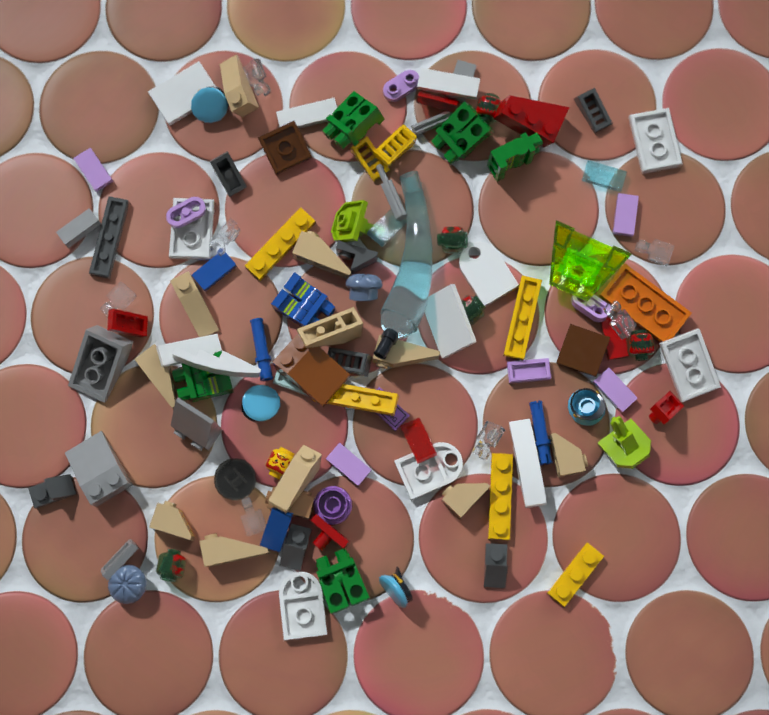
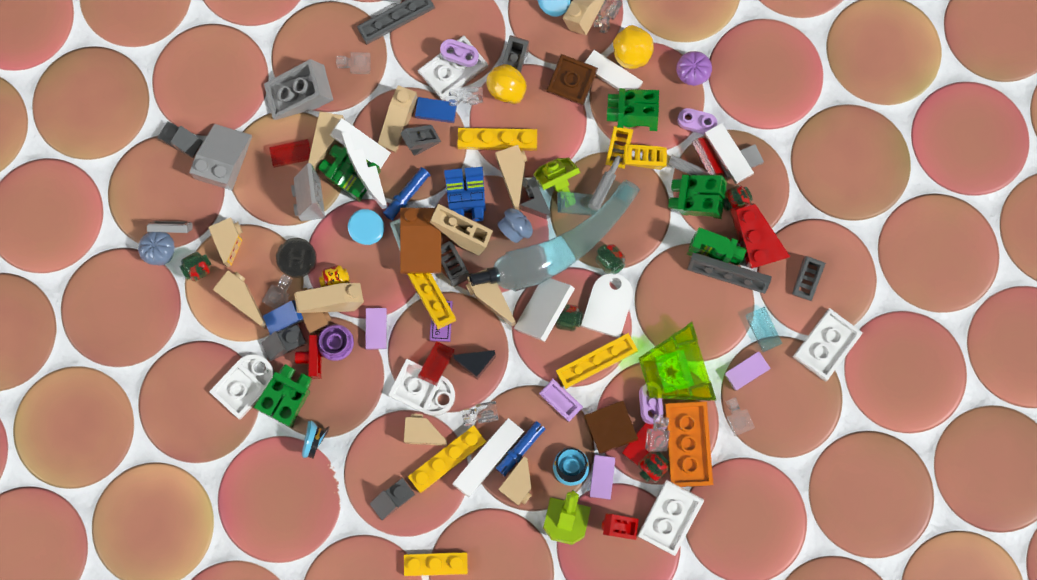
camera: 50 degrees right, 0 degrees up
(127, 323) = (342, 83): red tile -> none
(145, 412) = (290, 153): none -> clear red tile
(227, 301) = (420, 138): none -> dark grey slope
(245, 198) = (506, 84): none -> yellow piece
(302, 81) = (633, 47): none -> yellow piece
(359, 51) = (694, 68): none -> medium lavender piece
(444, 410) = (475, 362): none -> black slope
(540, 162) = (729, 273): none -> dark grey tile

